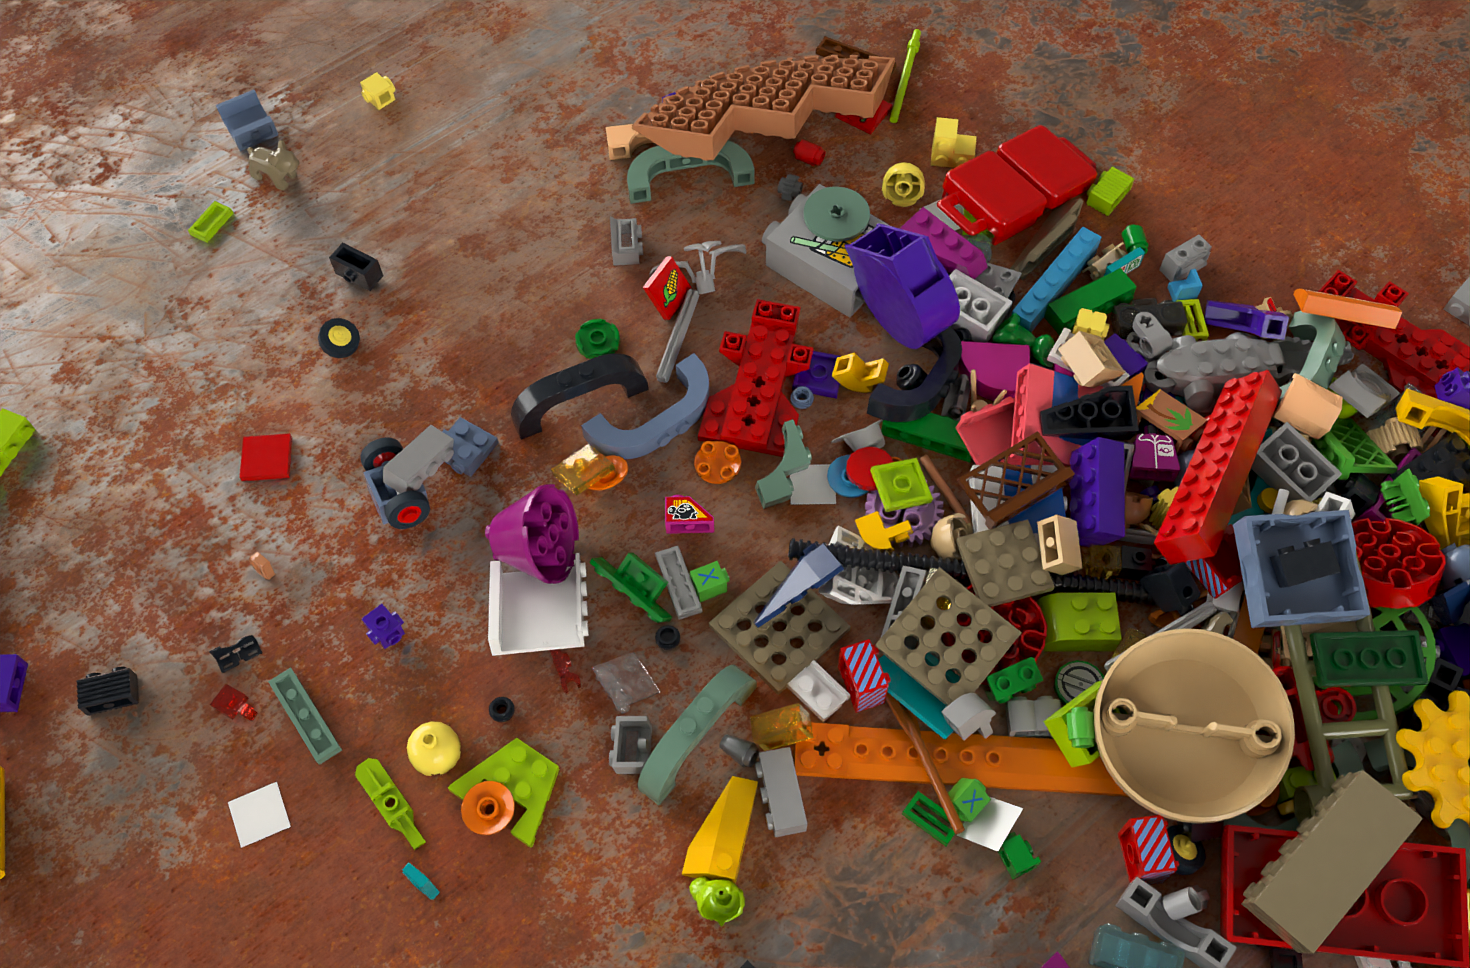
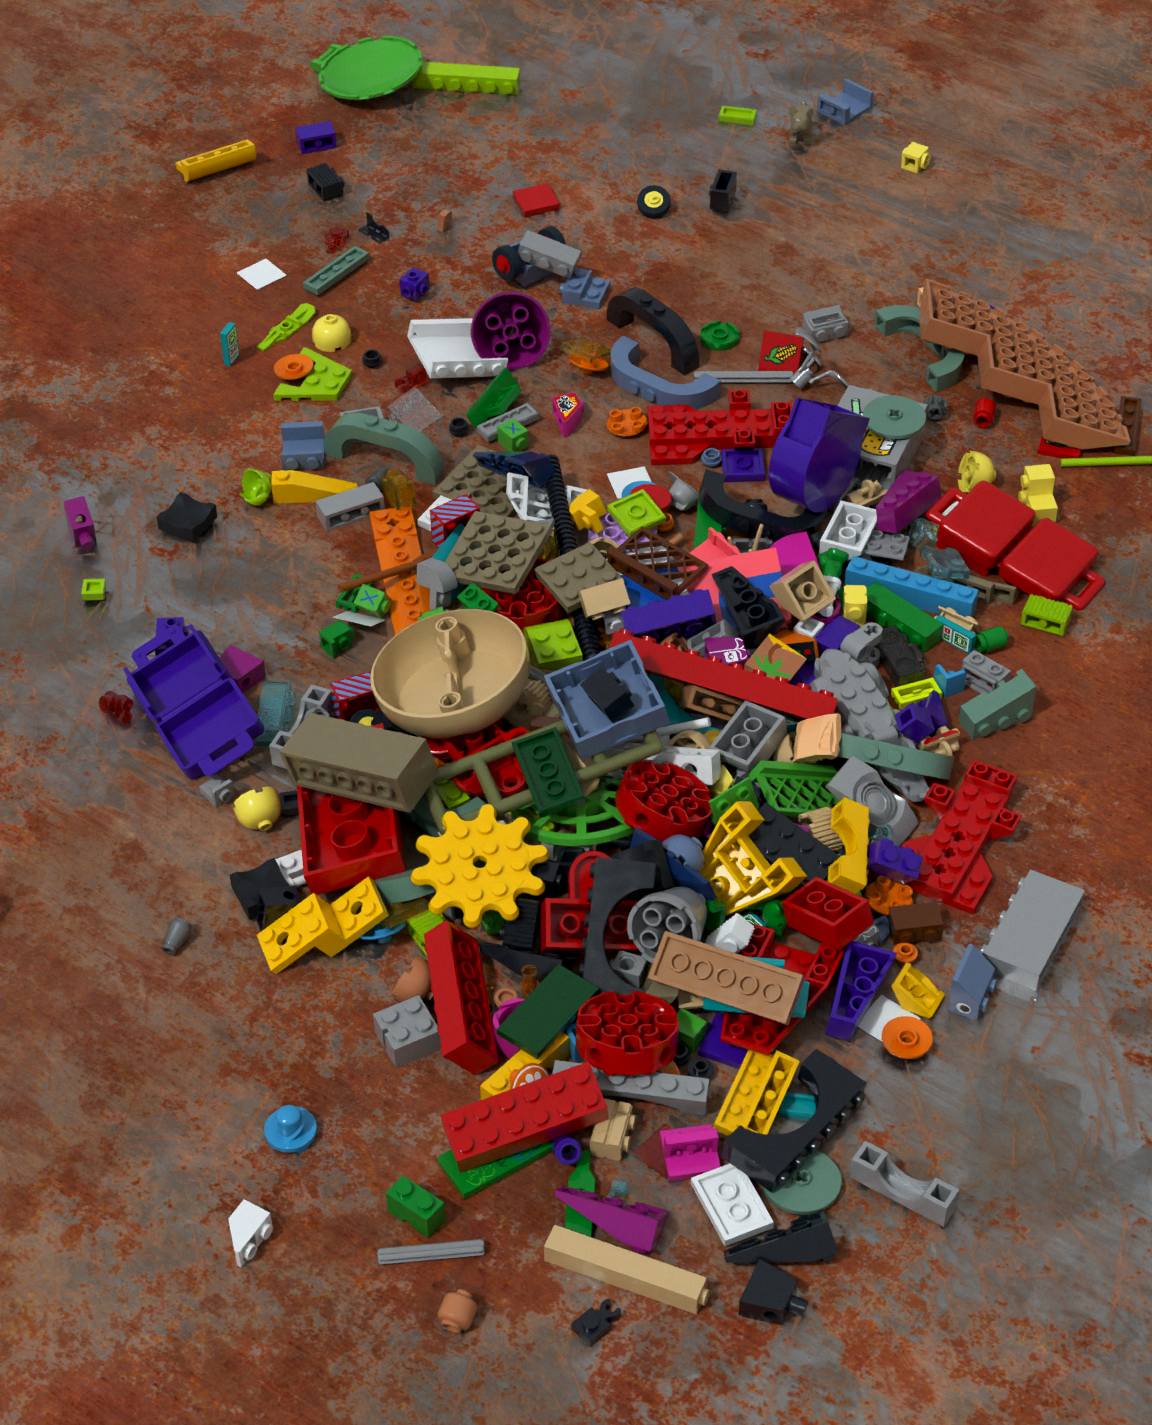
camera: 75 degrees right, 15 degrees down
(649, 829) = (302, 445): none -> sand blue panel
(796, 458) = (641, 455): sand green arch -> none
(858, 375) = (747, 480): yellow brick -> none
(1041, 239) = (950, 563): none -> clear light blue plate
(1235, 258) = (1000, 708): none -> sand green wedge
(1348, 308) = (955, 765): orange slope -> none

